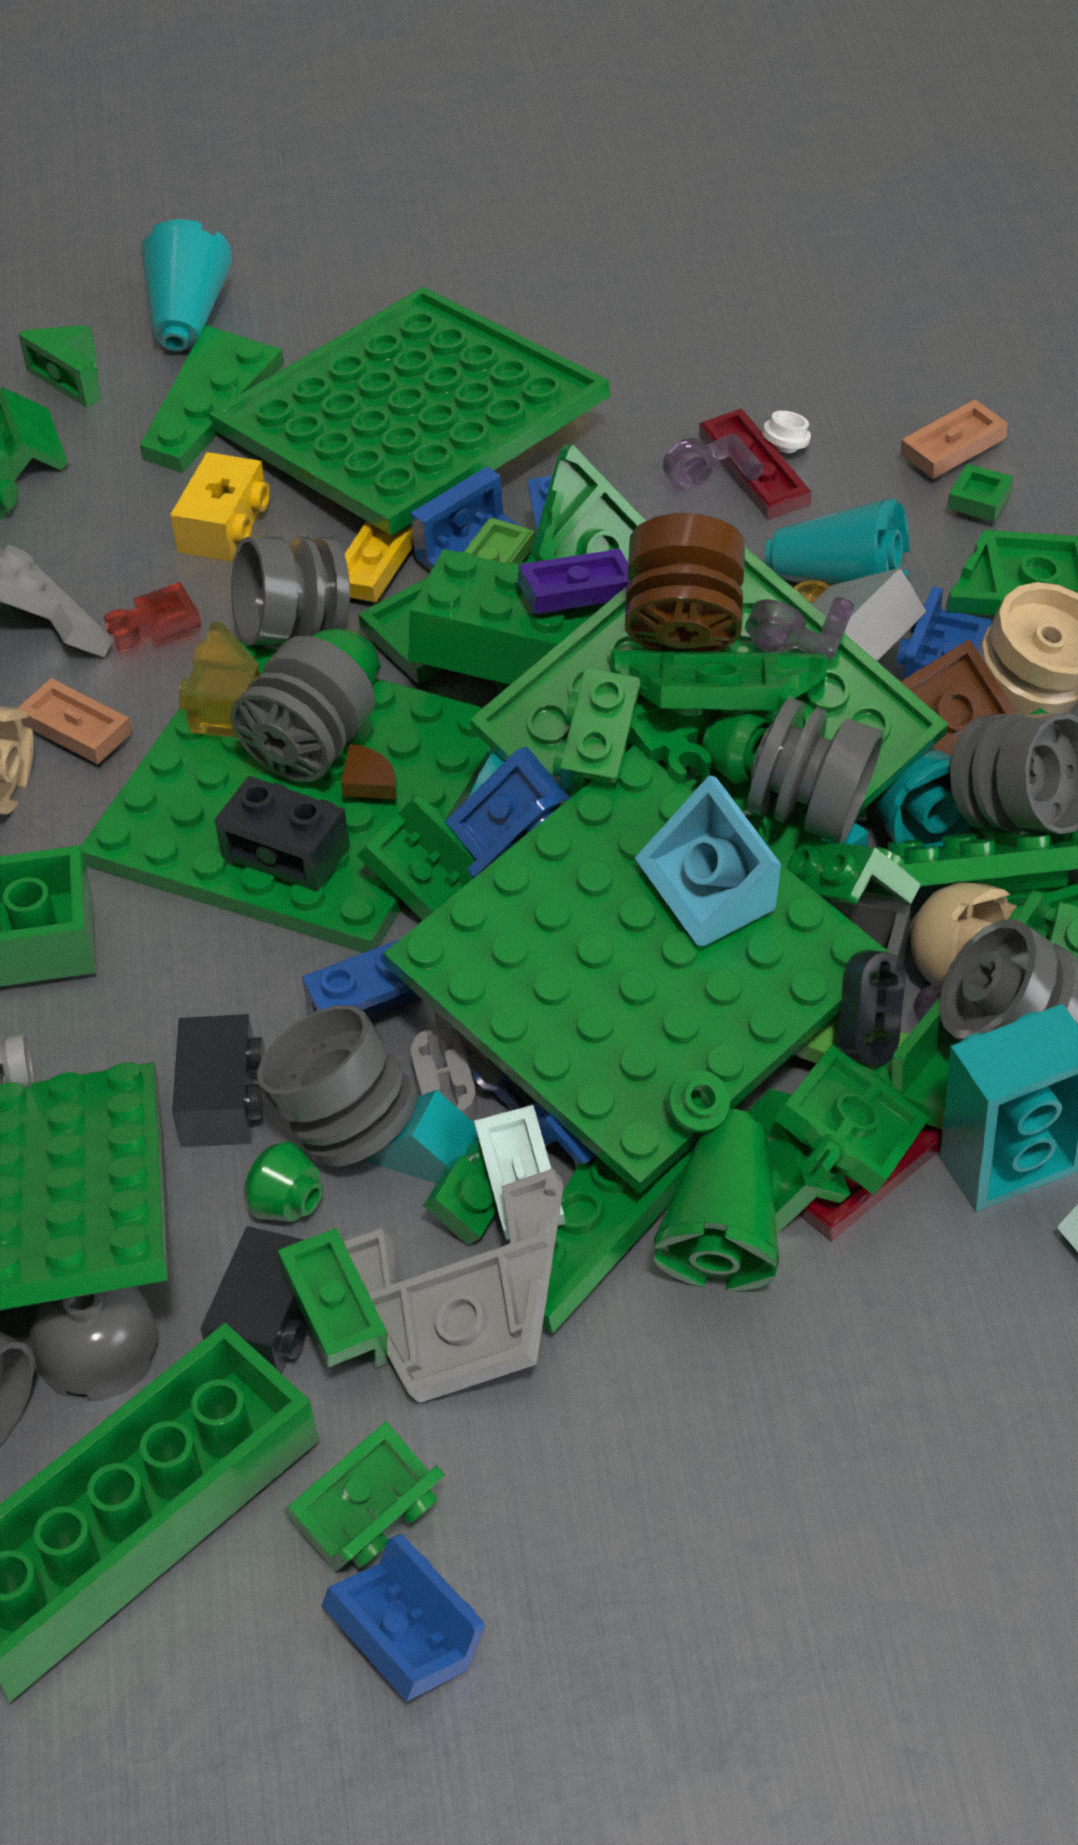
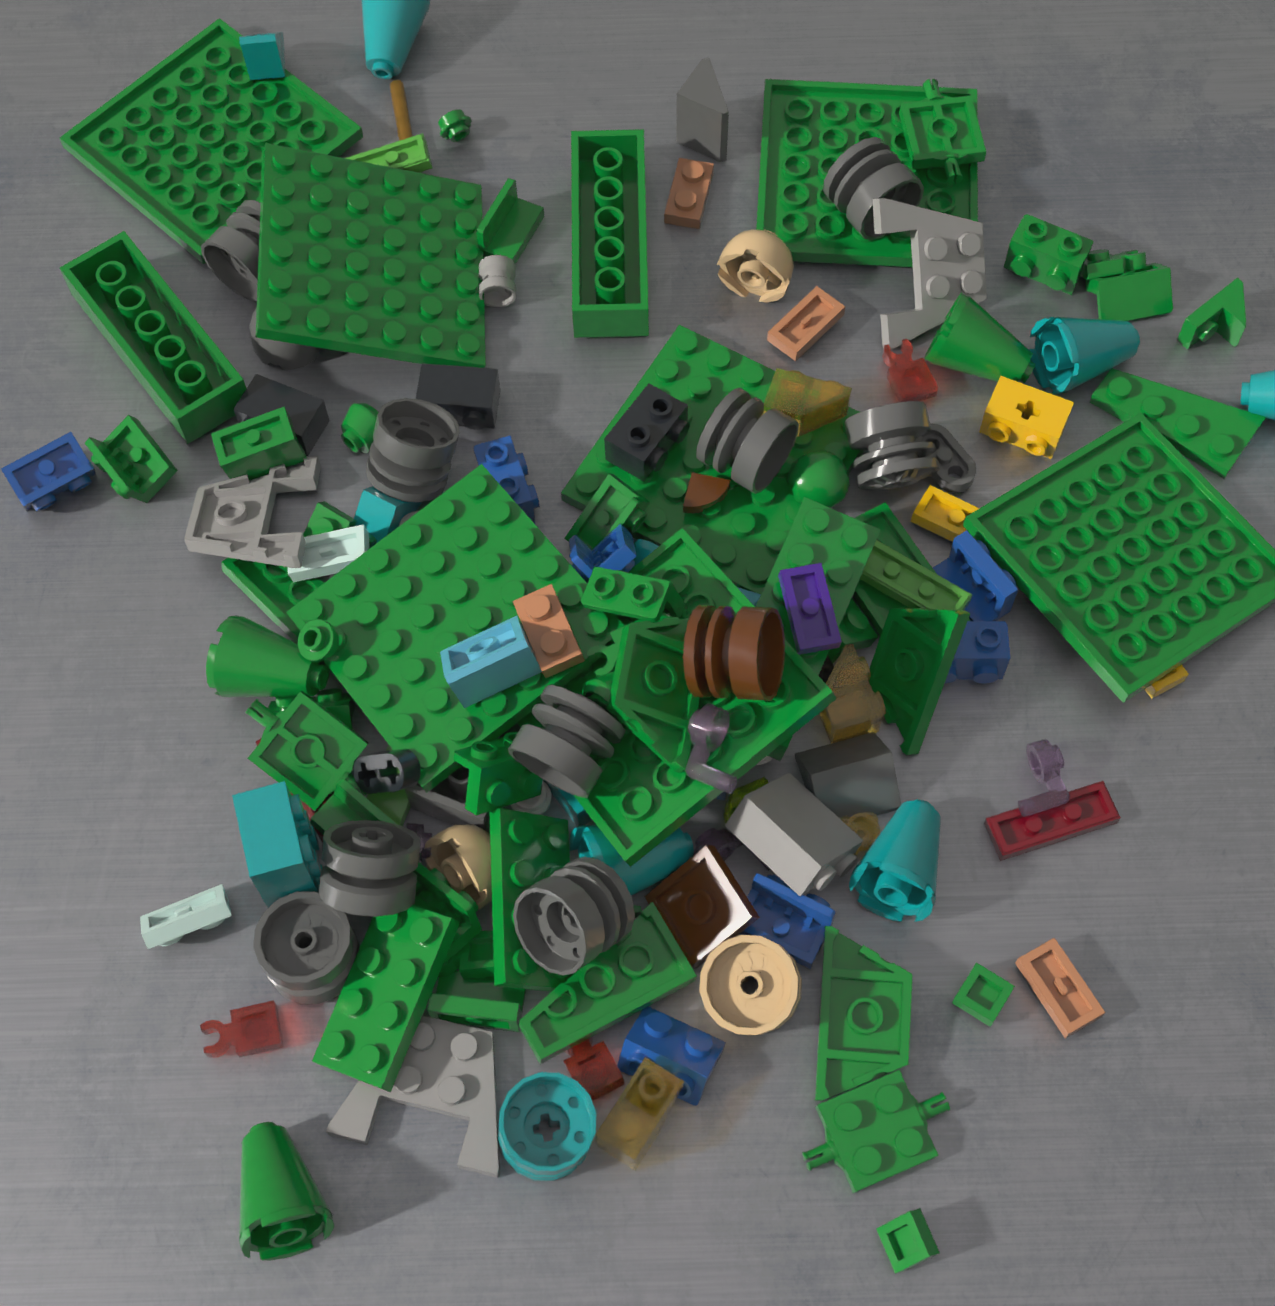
camera: 95 degrees right, 15 degrees up
(109, 552) = (979, 345): none -> green cone
(129, 464) = (1079, 350): none -> teal cone
(637, 817) = (548, 631): none -> nougat plate
(787, 431) = (1081, 848): white plate -> none

